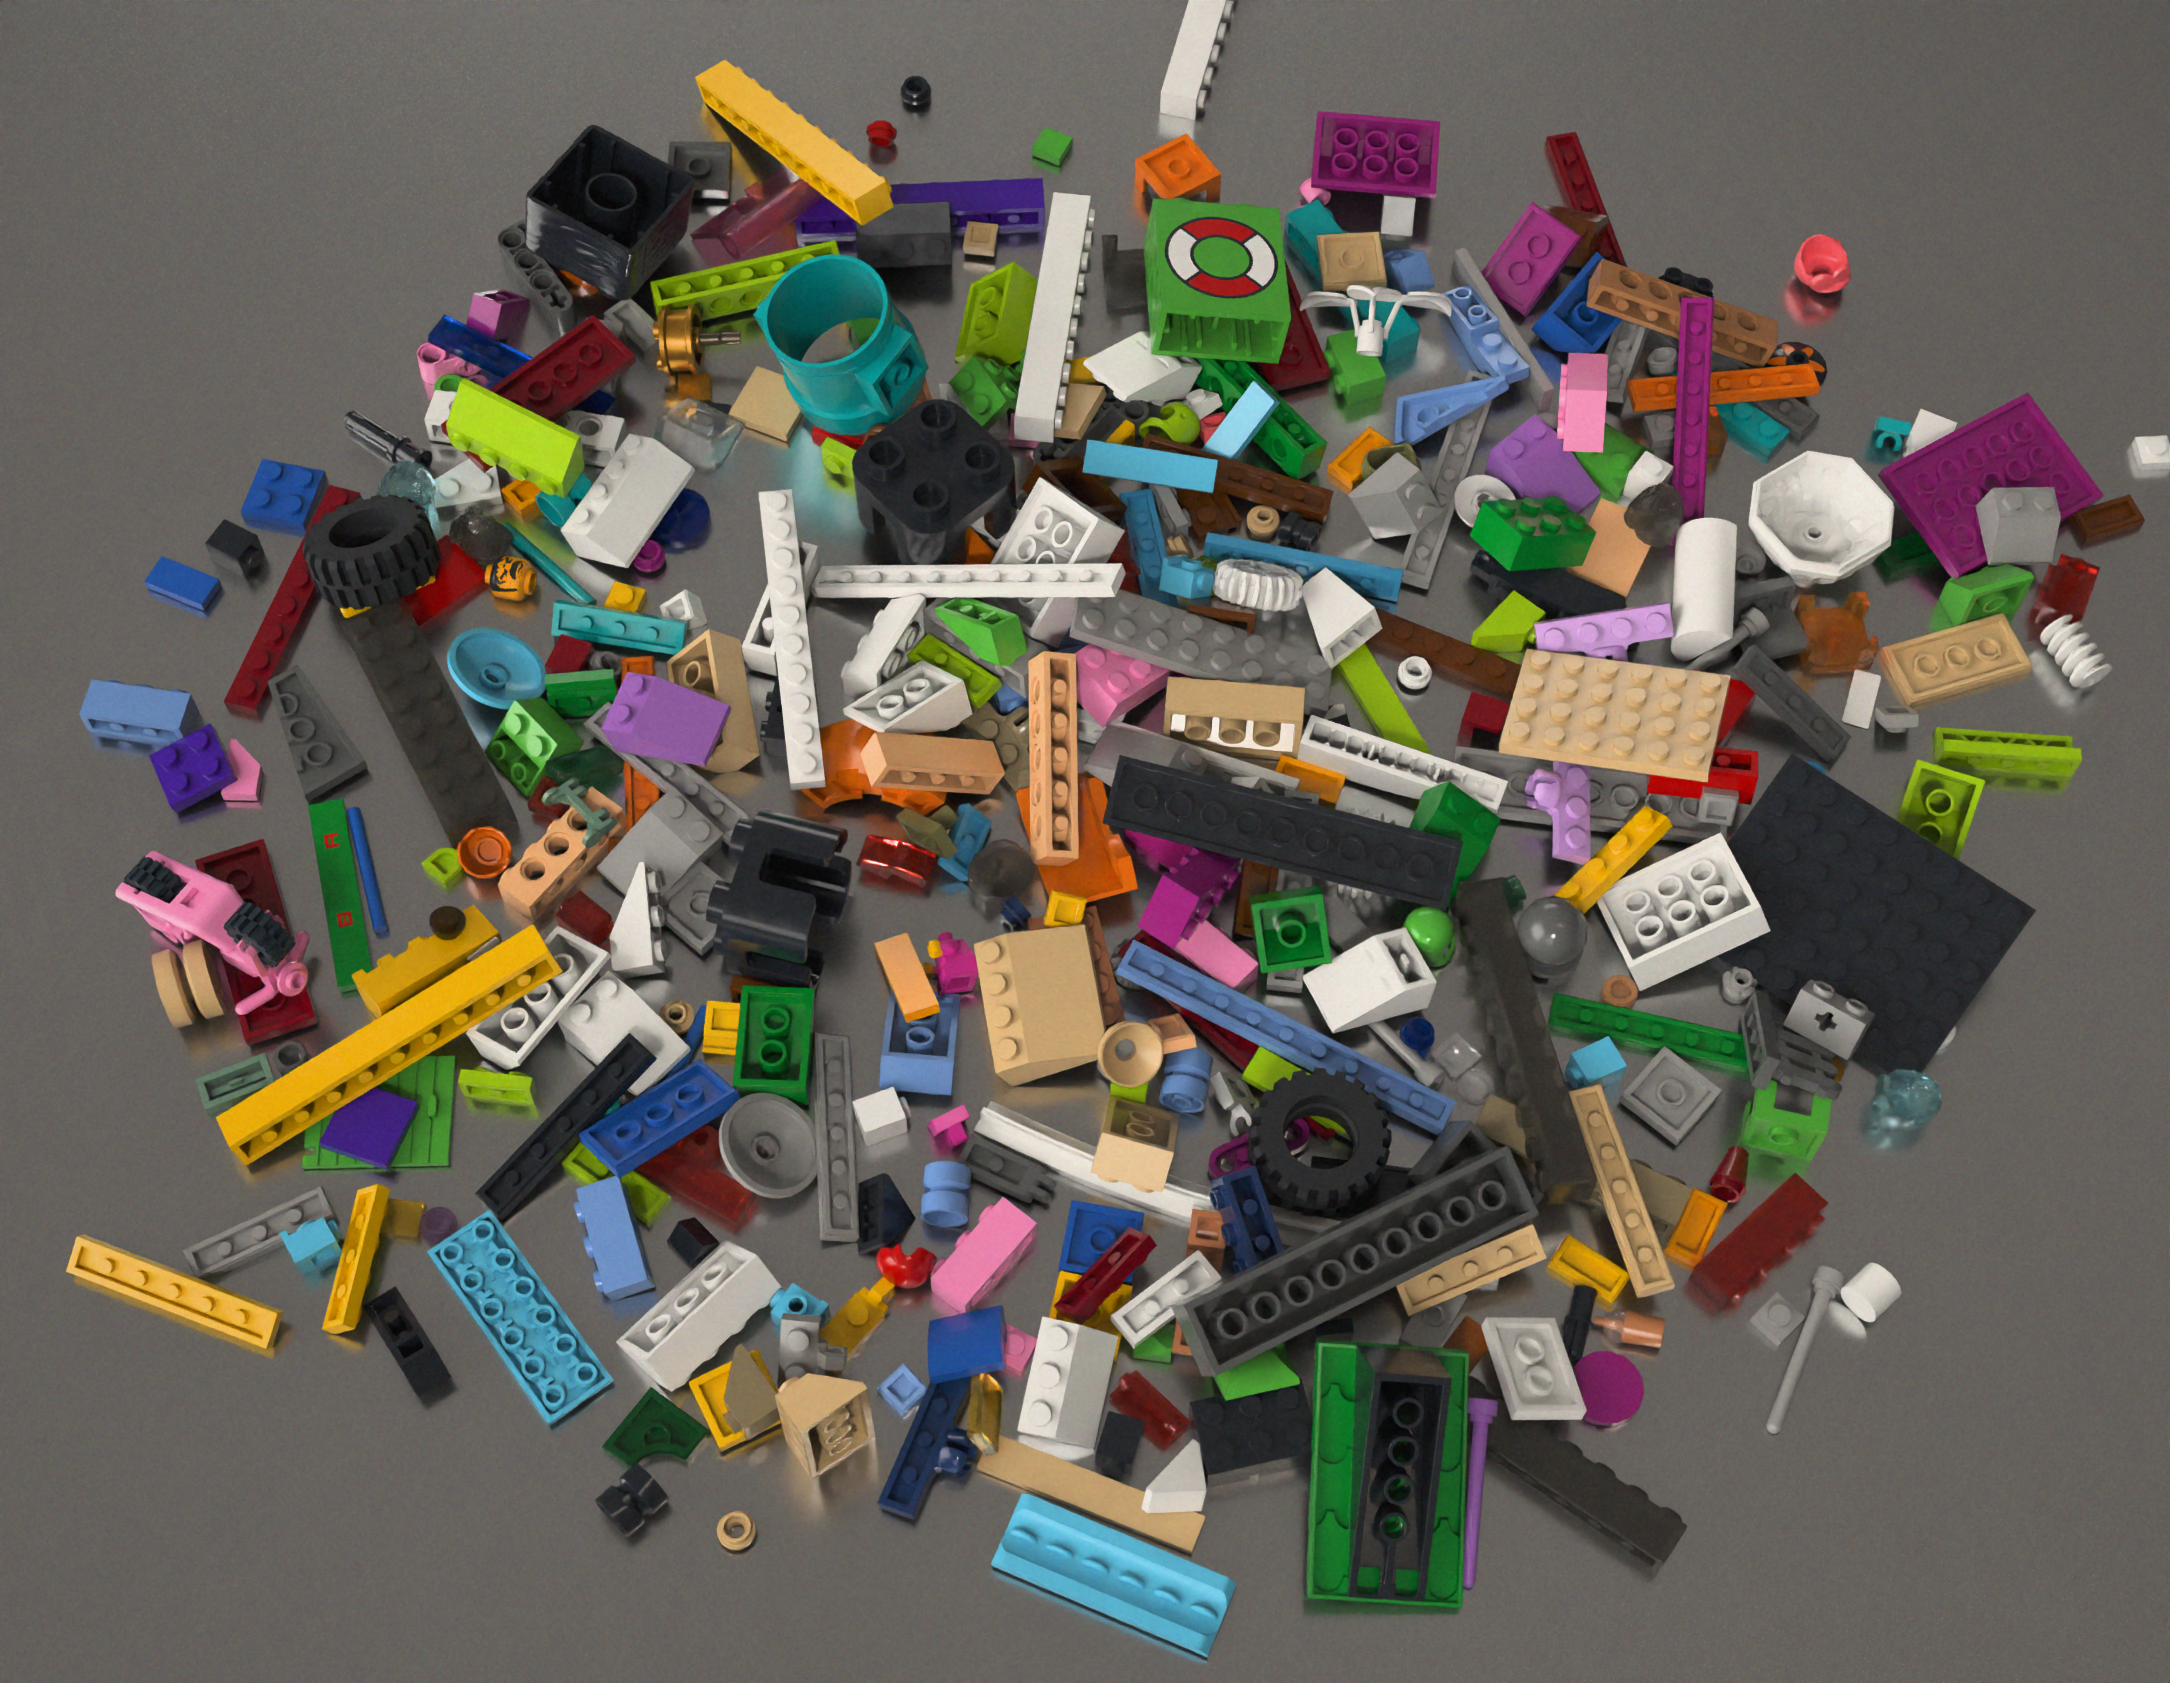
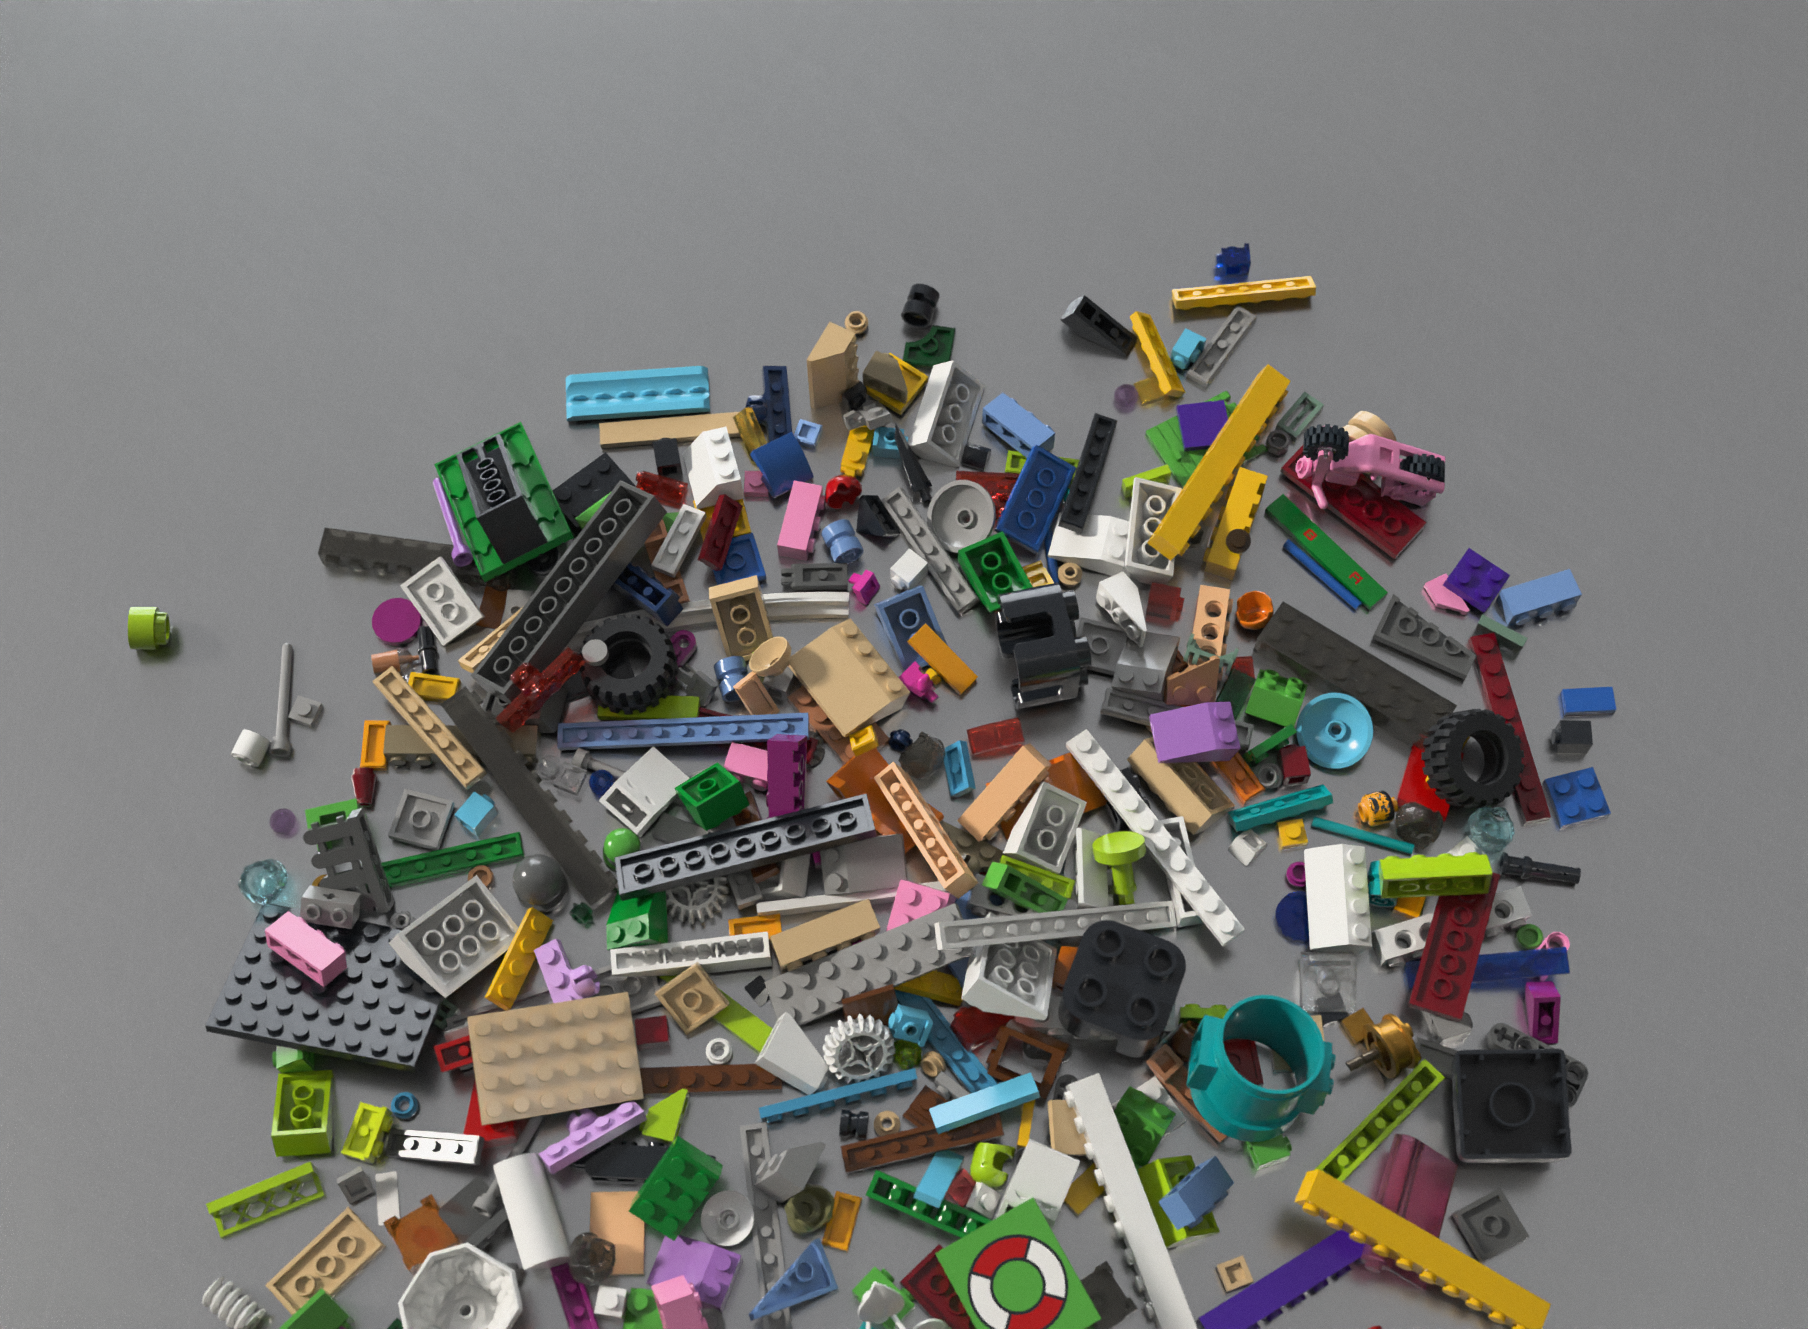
camera: 155 degrees right, 5 degrees up
(149, 1346) = (1233, 261): none -> clear blue brick
(213, 694) = (1502, 630): none -> sand green tile
(444, 866) = (1277, 596): lime tile -> none
(520, 1317) = (1046, 371): medium azure plate -> none
(624, 786) = (1194, 684): none -> medium nougat wing
(791, 1247) = (915, 473): none -> black bar
(842, 629) = (1119, 851): none -> lime piece
(907, 237) = (1285, 1234): black slope -> none
(930, 831) = (982, 754): olive tile -> none
(977, 295) = (1197, 1193): none -> medium blue brick
(1180, 1485) = (621, 446): white slope -> none
(1361, 1148) = (595, 652): none -> light grey tile
(1422, 725) = (692, 998): none -> tan tile
(1458, 1136) = (538, 687): none -> clear red plate
(1758, 1241) = (331, 749): clear red brick -> none
(1855, 1180) = (282, 821): none -> clear purple plate
(1864, 761) = (367, 1133): none -> neon yellow bracket
(1877, 964) = (306, 948): none -> bright pink brick
(1971, 1535) = (147, 628): none -> lime piece

